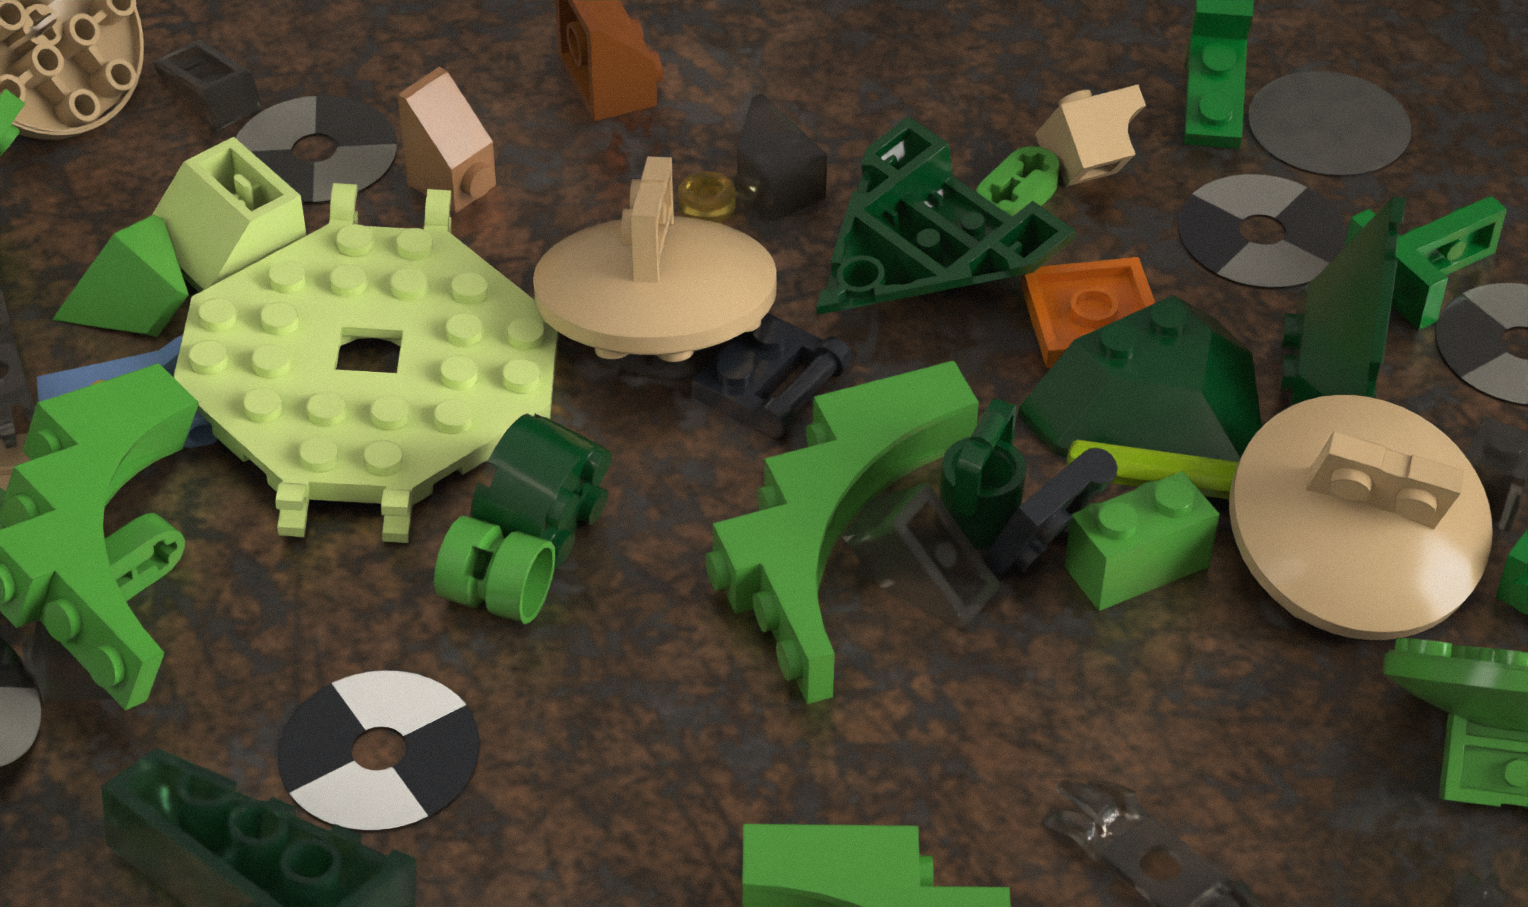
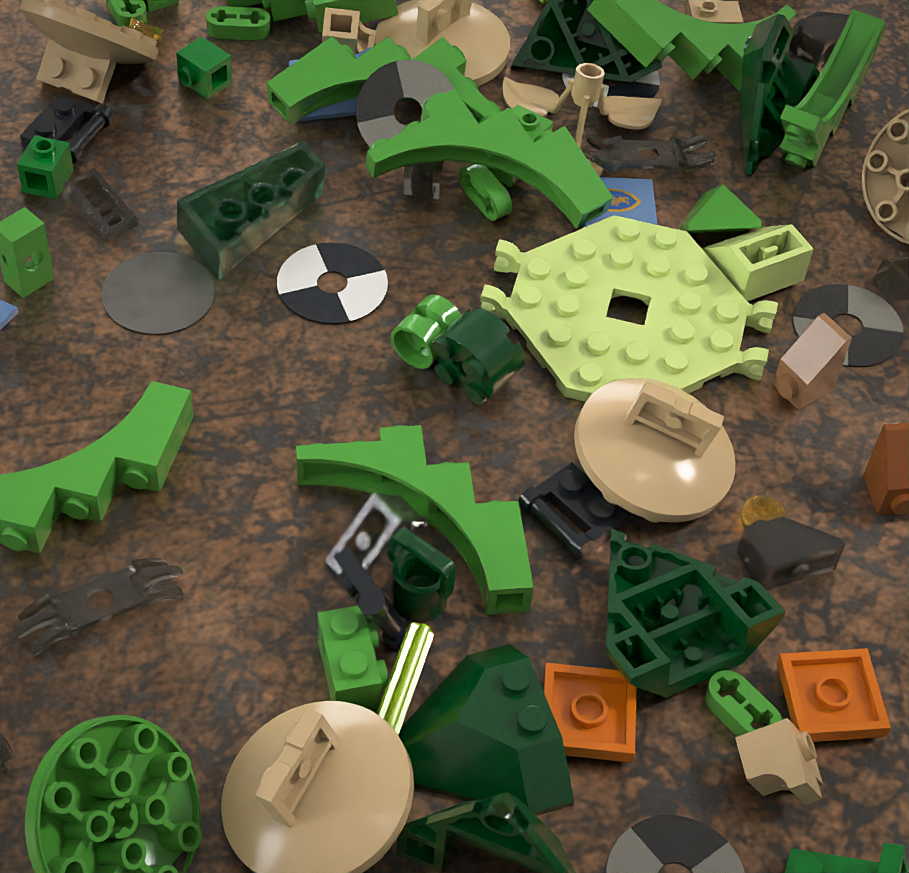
camera: 100 degrees right, 5 degrees up
(971, 110) = (833, 694): none -> orange plate

